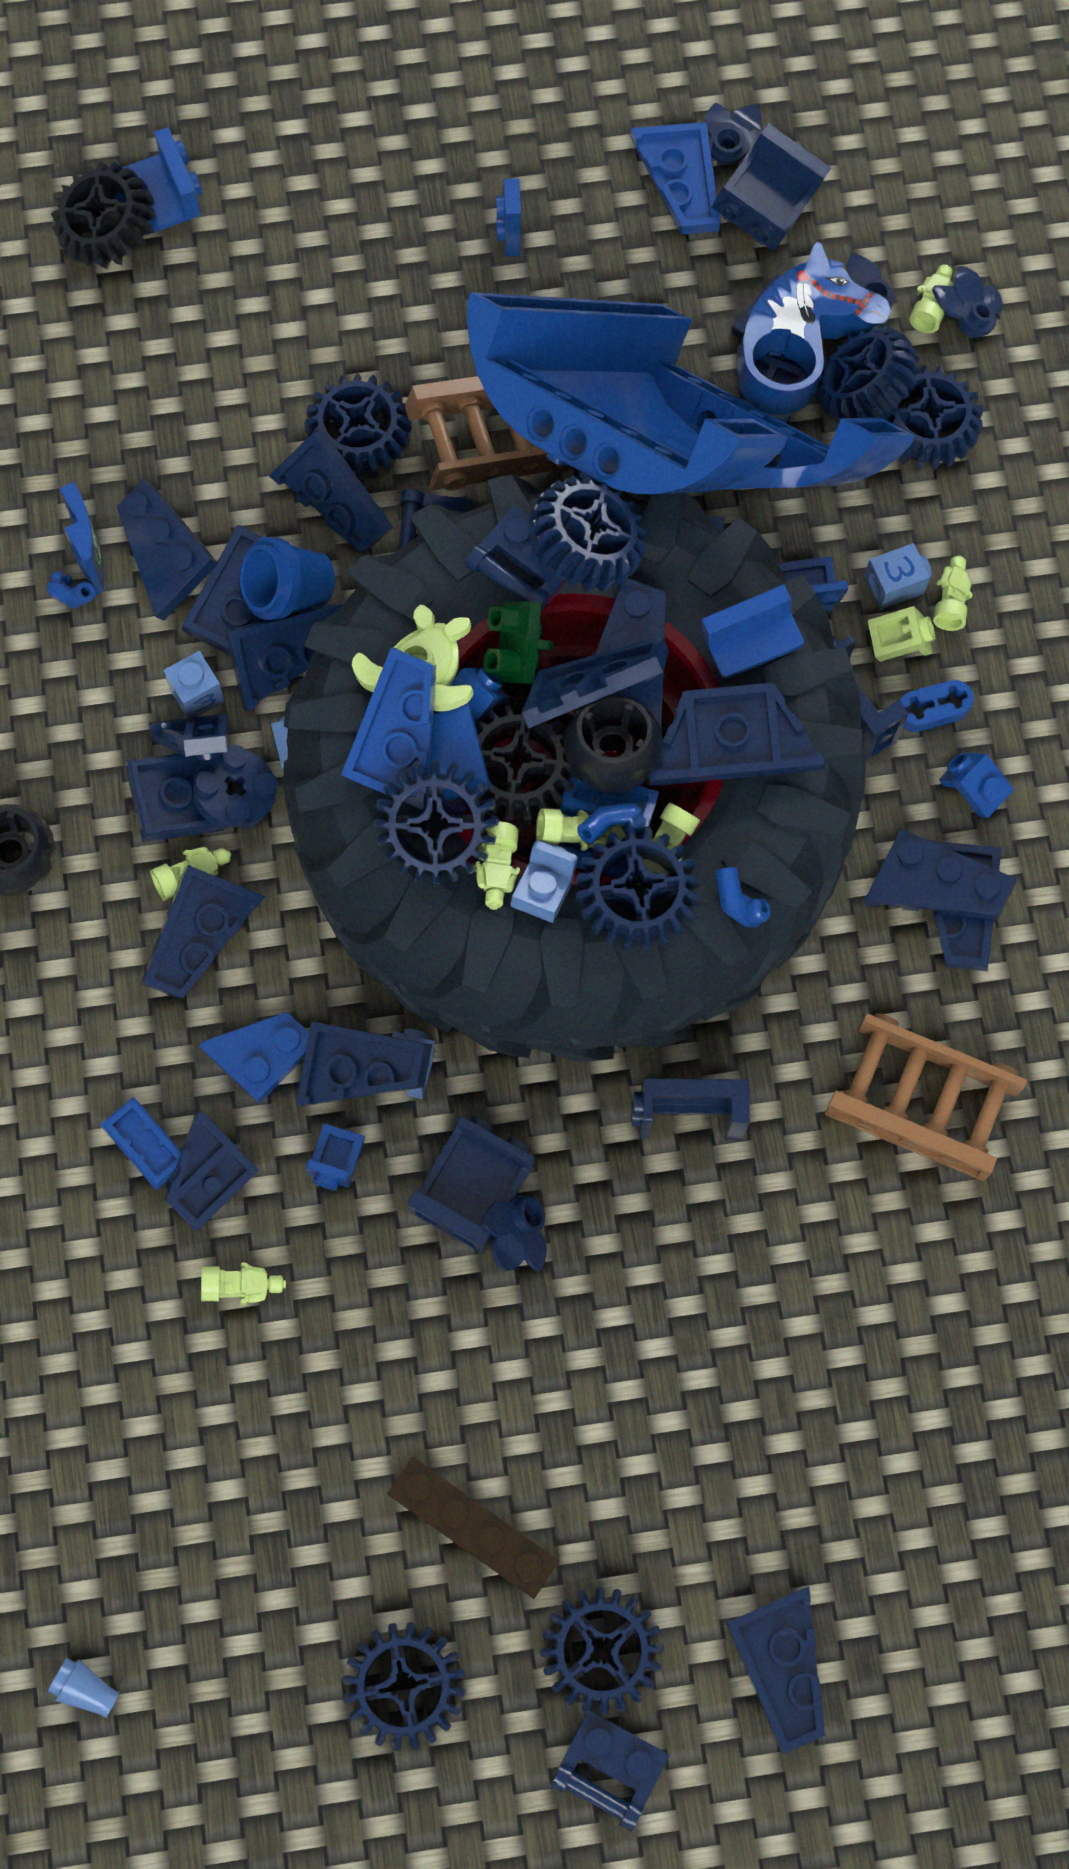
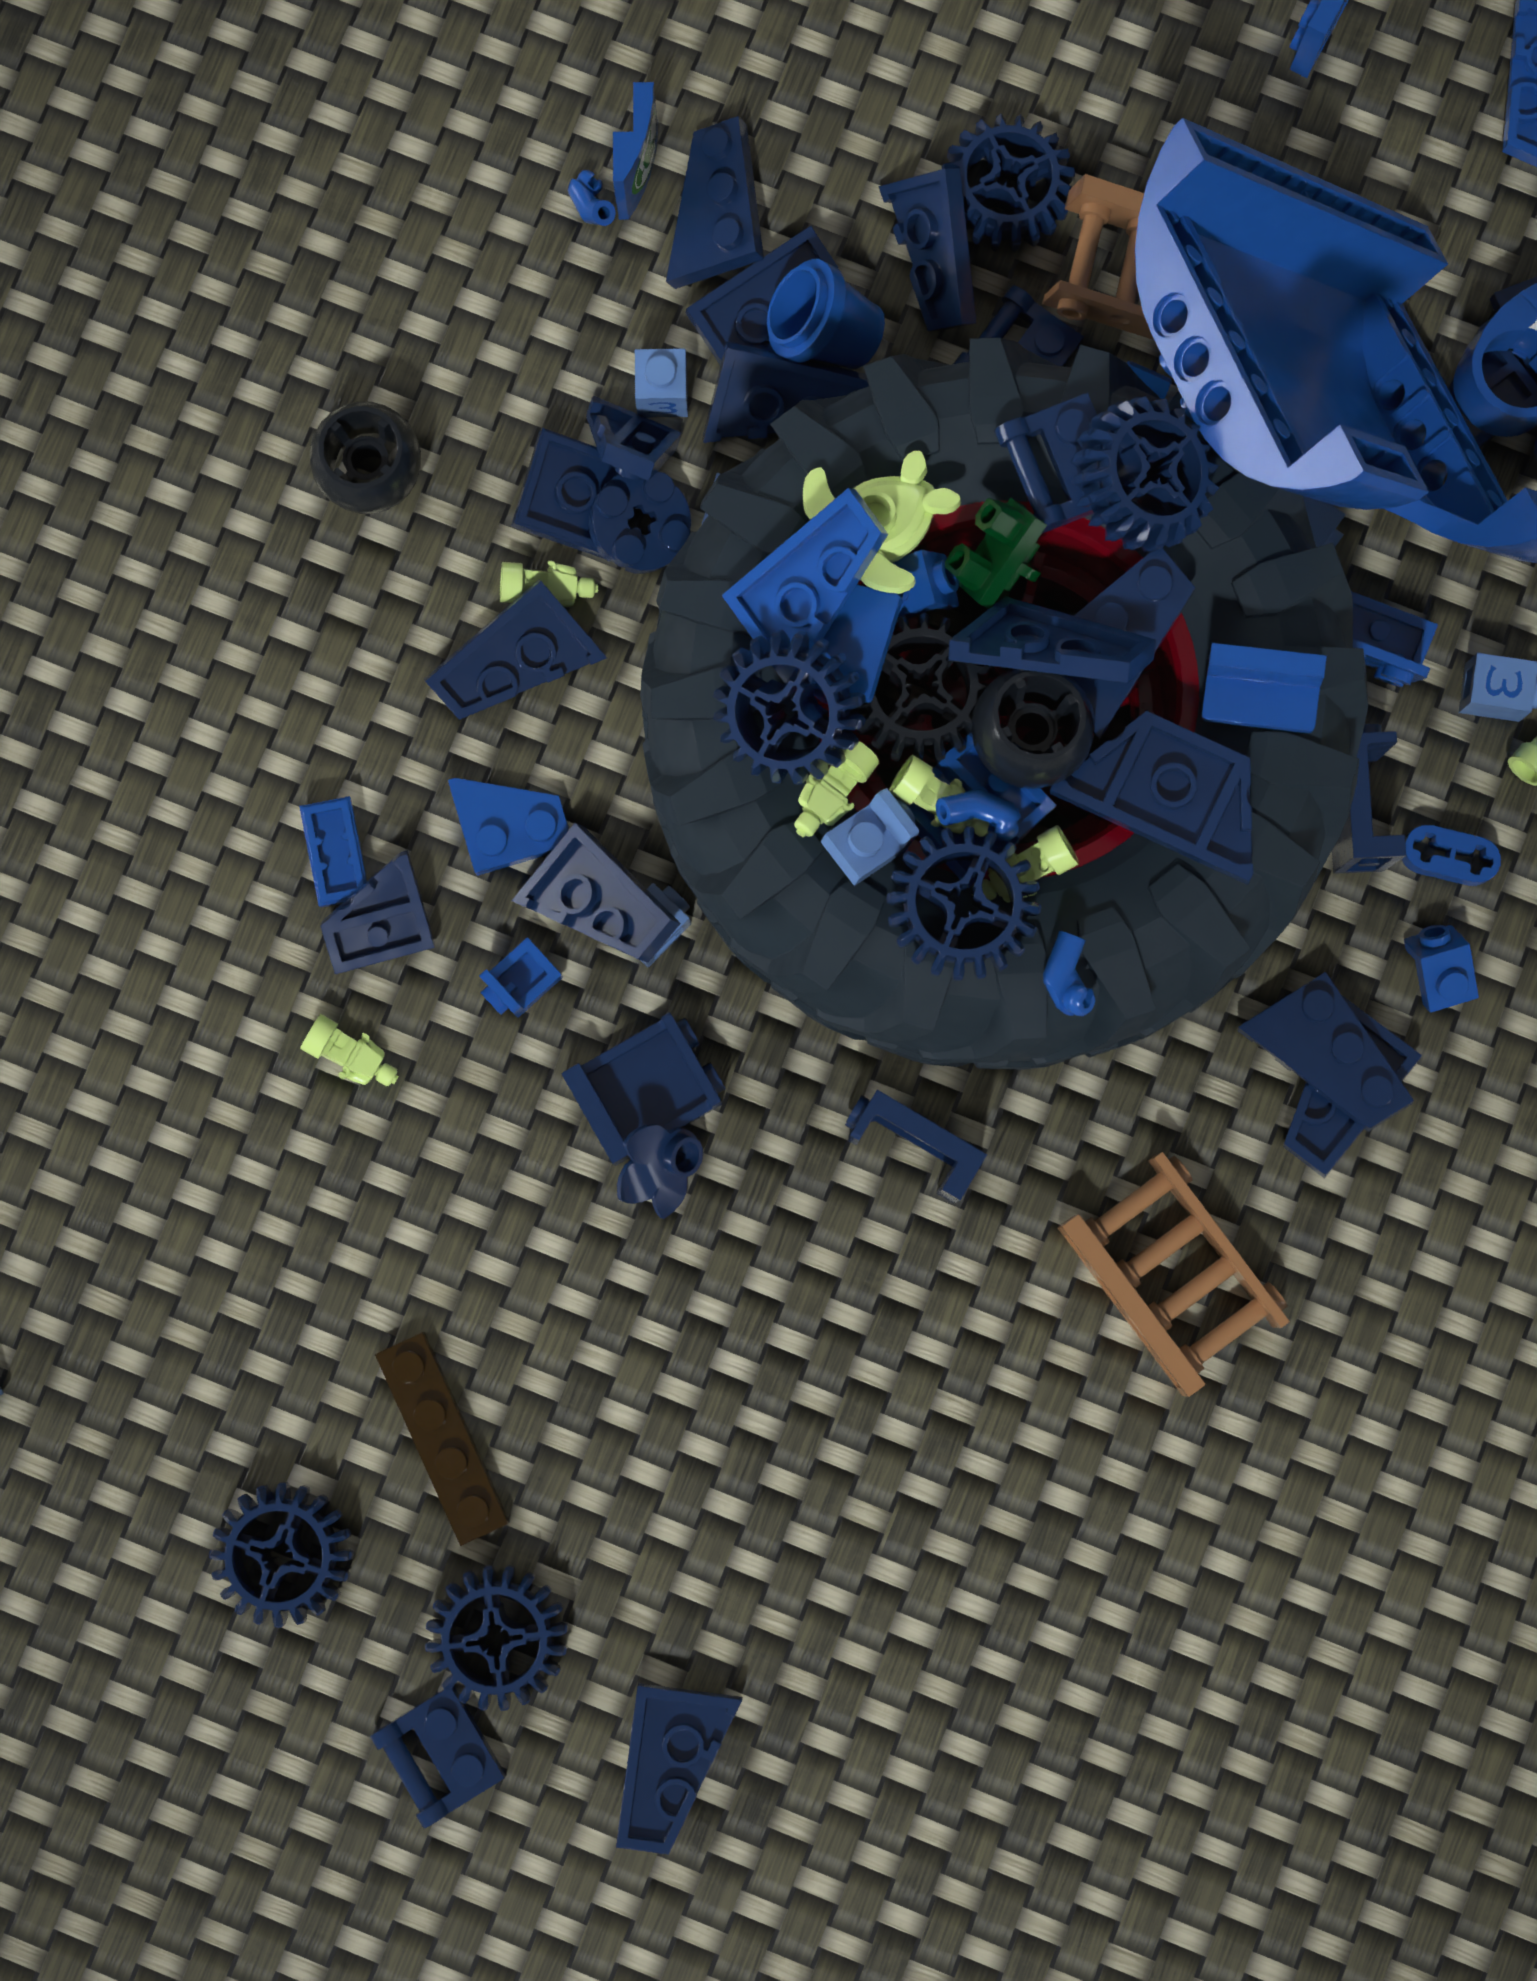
camera: 35 degrees right, 10 degrees up
(901, 634) = (1463, 755): yellowish green bracket -> none

